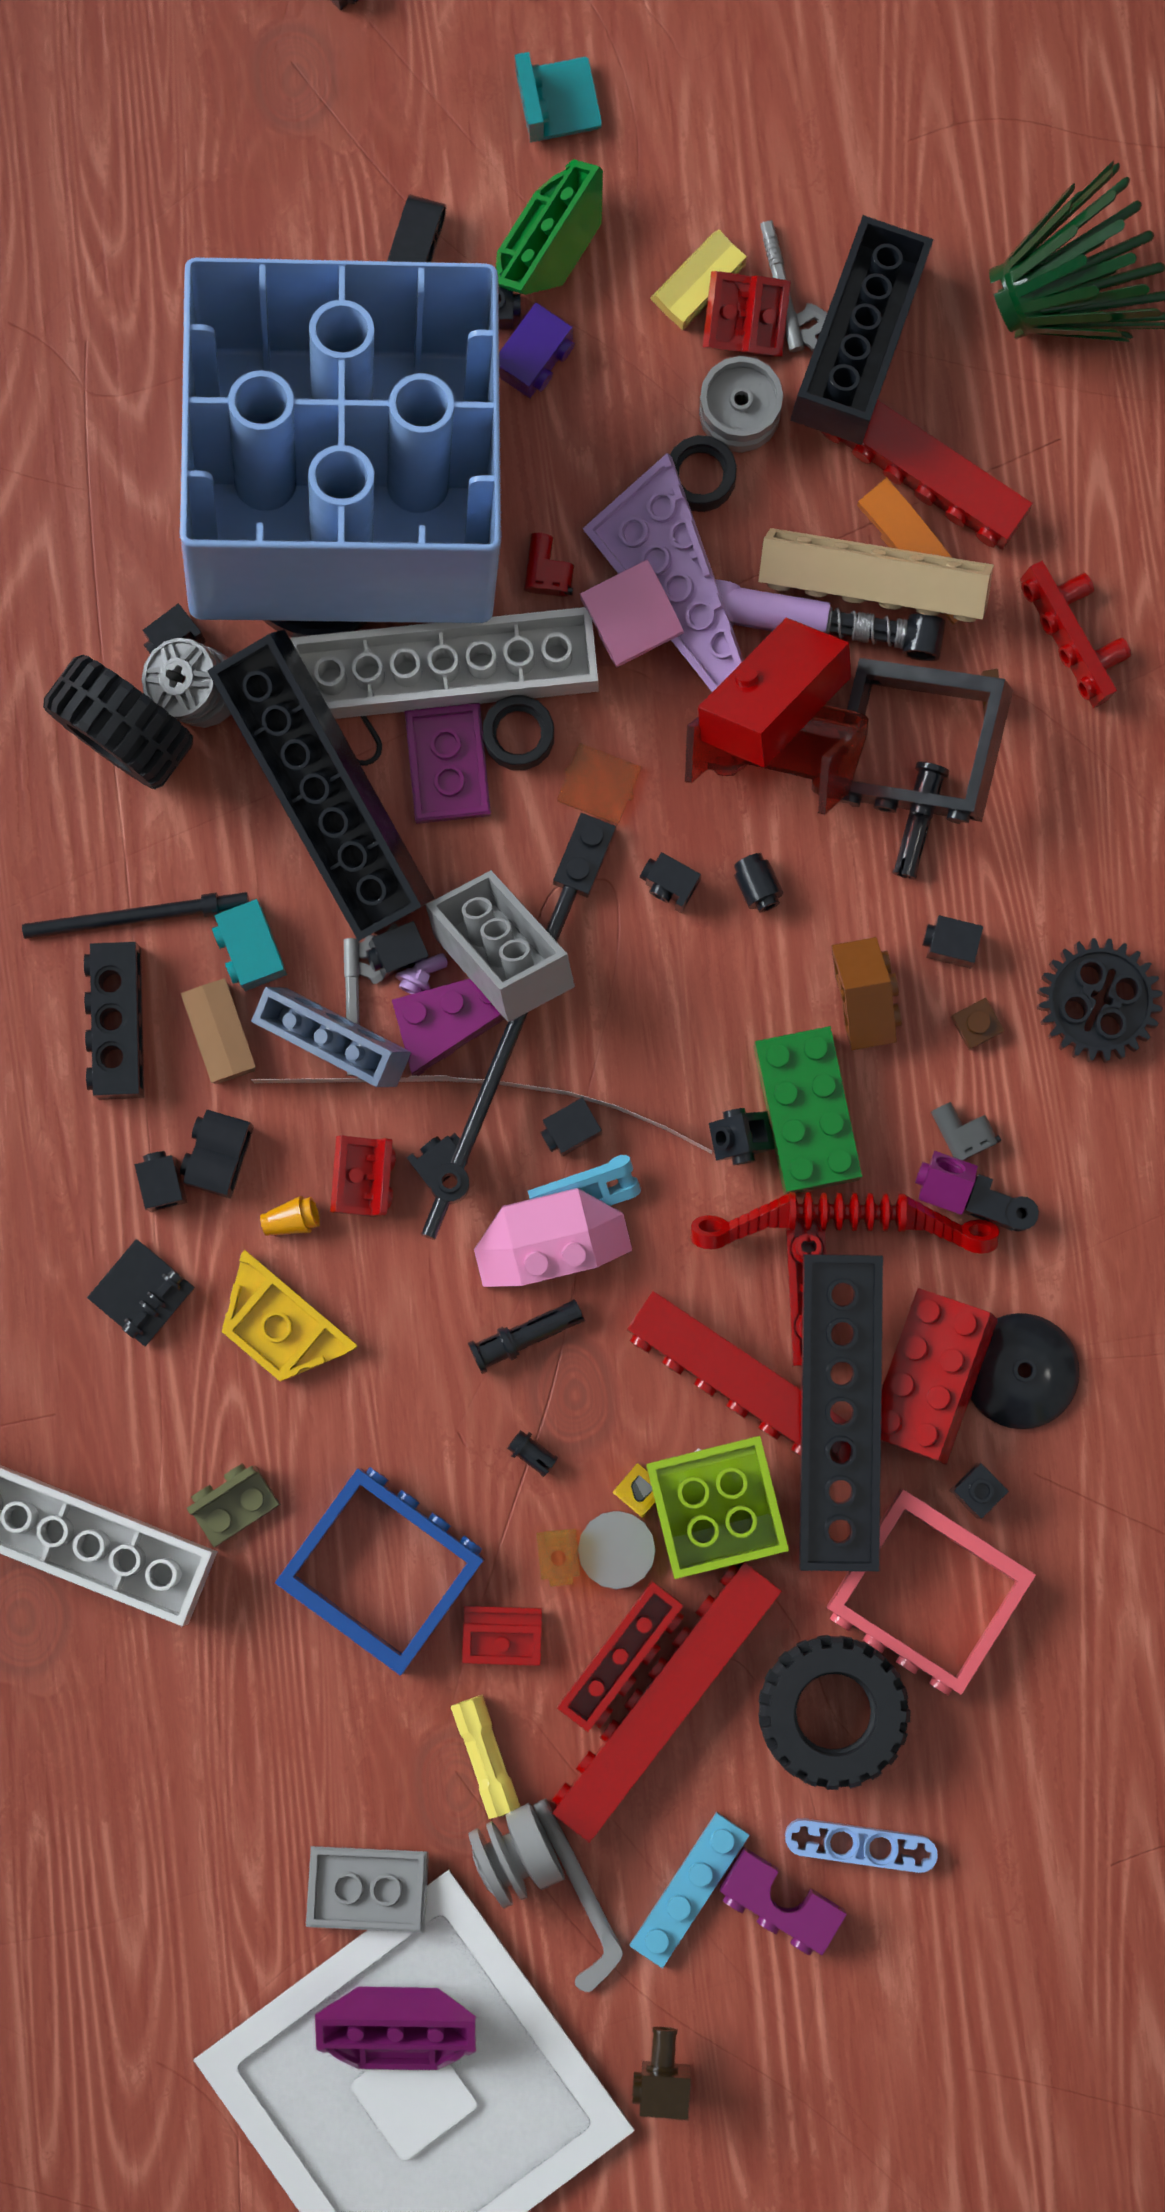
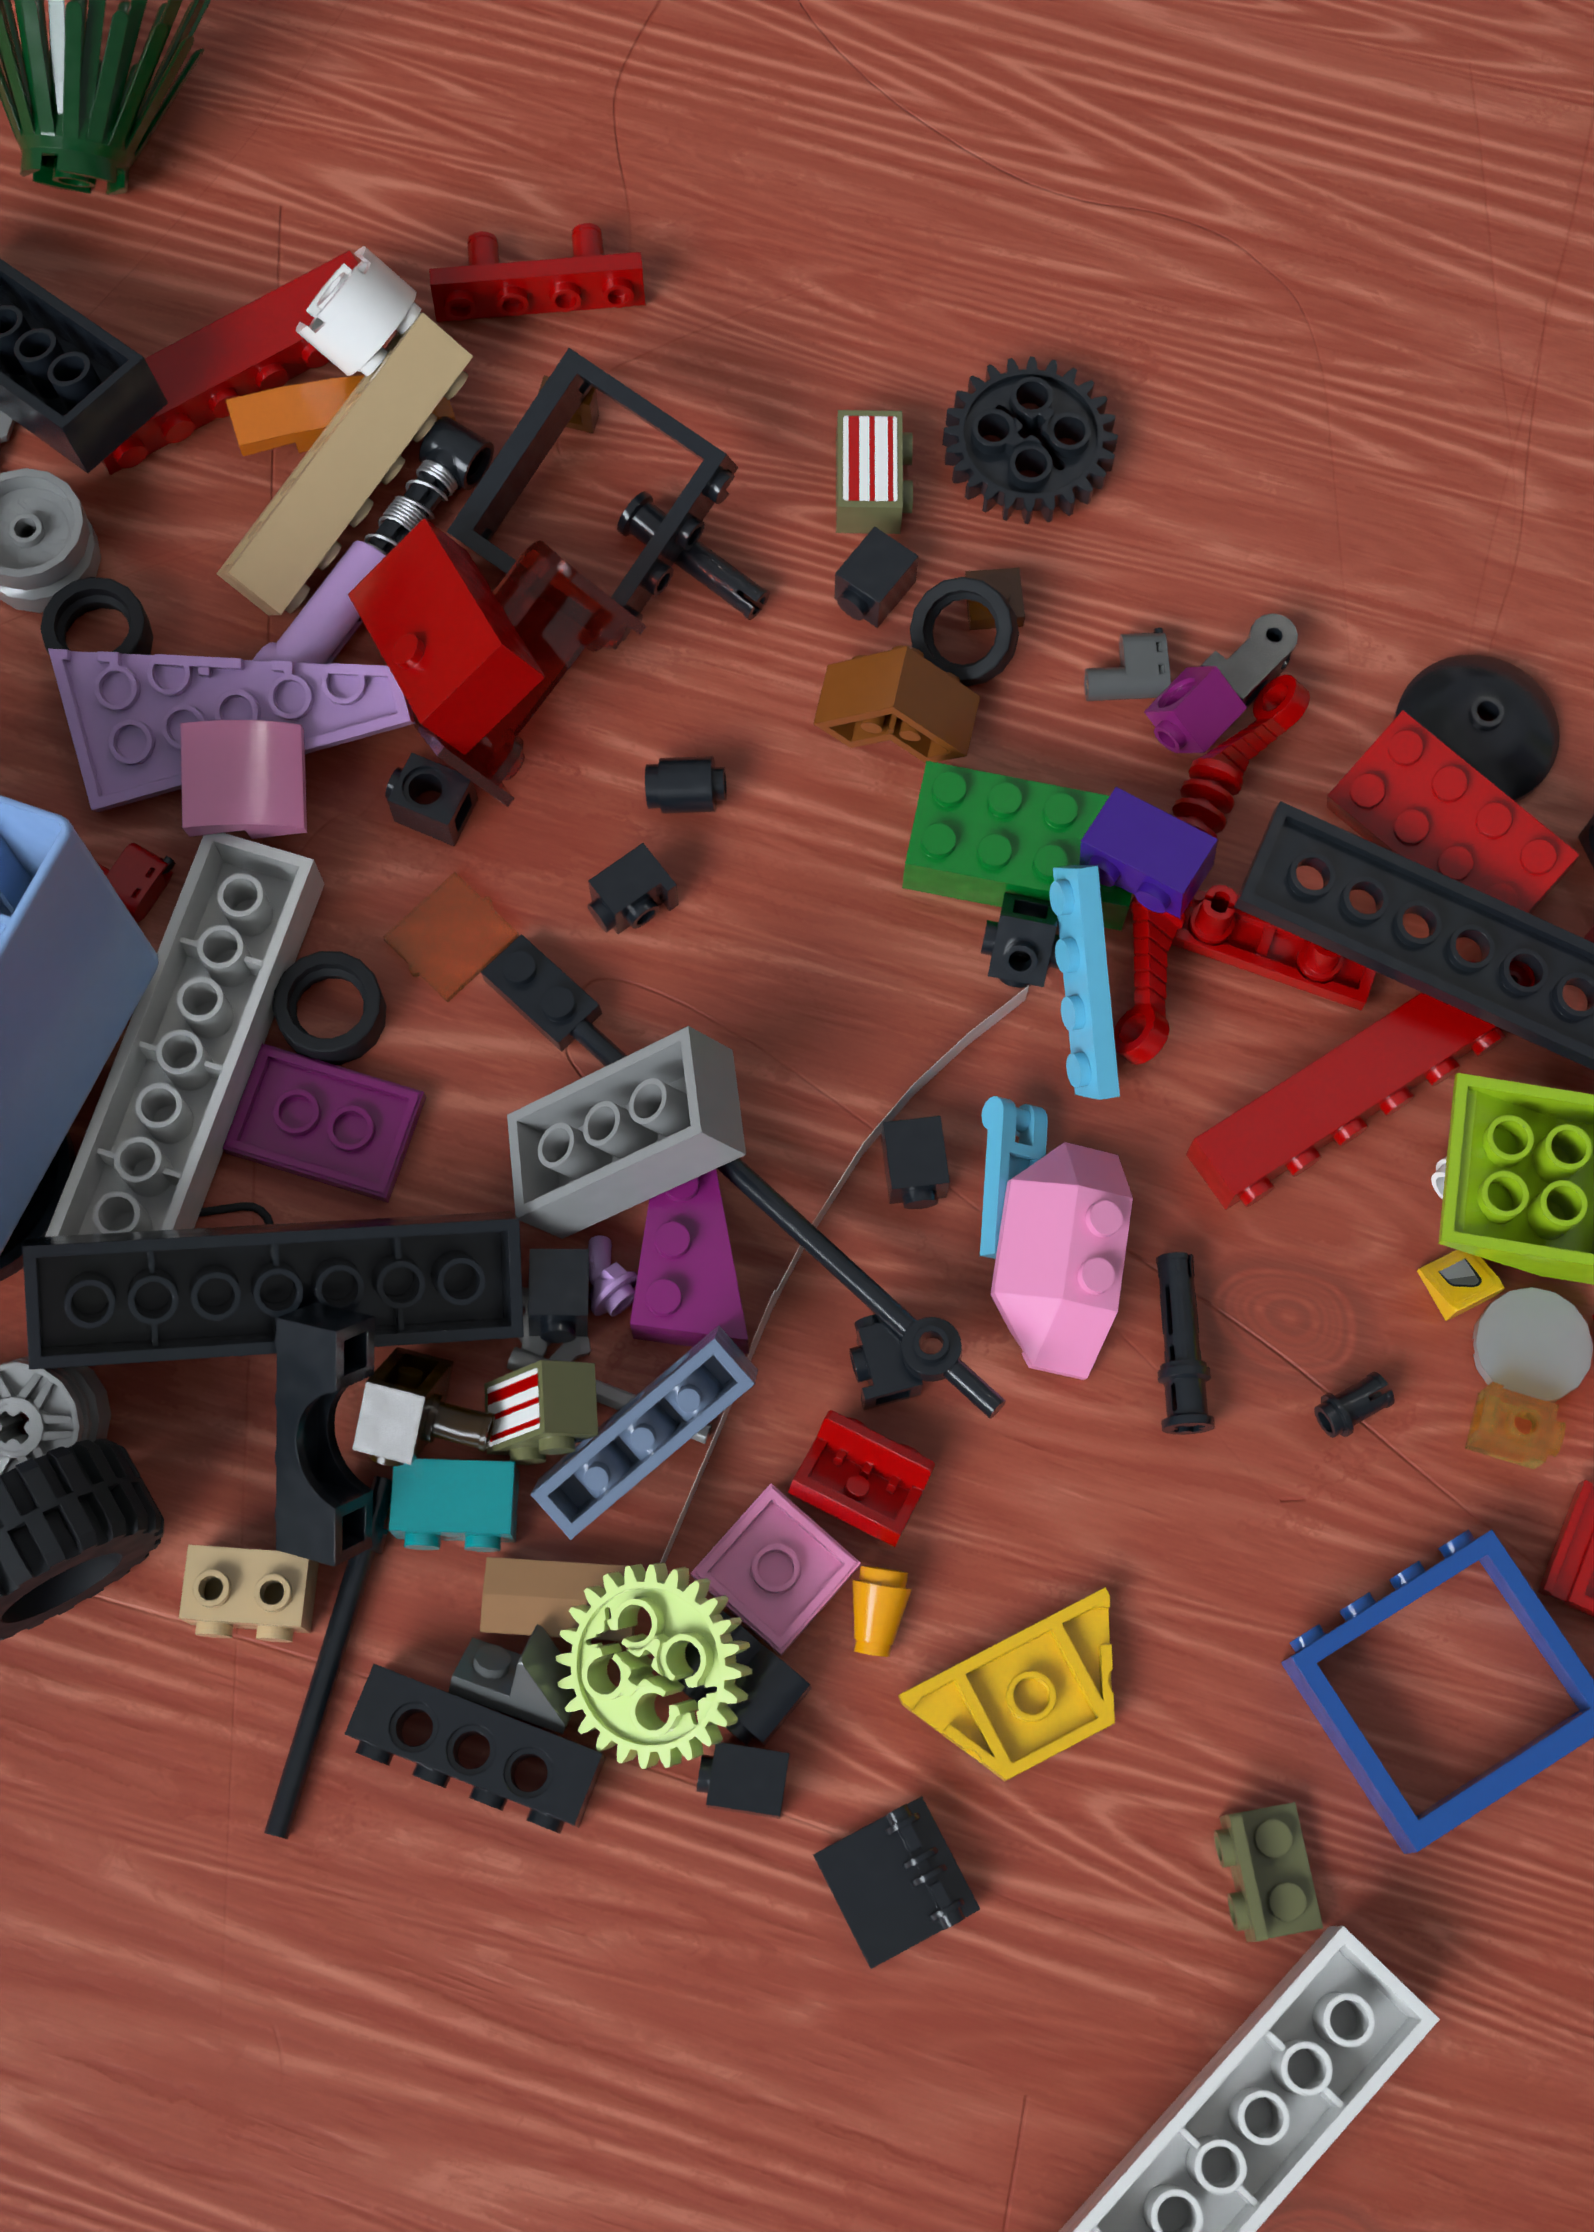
camera: 75 degrees left, 10 degrees down
(150, 852) = (248, 1591): none -> tan brick
(162, 1034) = (516, 1682): none -> dark grey slope
(198, 1100) = (628, 1712): none -> yellowish green gear
(212, 868) = (319, 1501): none -> black arch
(288, 894) = (407, 1409): none -> dark brown brick
(289, 1148) = (776, 1569): none -> bright pink plate
(317, 971) = (542, 1410): none -> olive brick
(670, 745) = (446, 815): none -> black brick
(734, 1175) = (1087, 998): none -> medium azure plate
(815, 1186) = (1148, 853): none -> dark purple brick
(960, 1030) = (976, 590): none -> black tyre
(977, 534) = (359, 314): none -> white brick
(1029, 907) = (870, 471): none -> brick

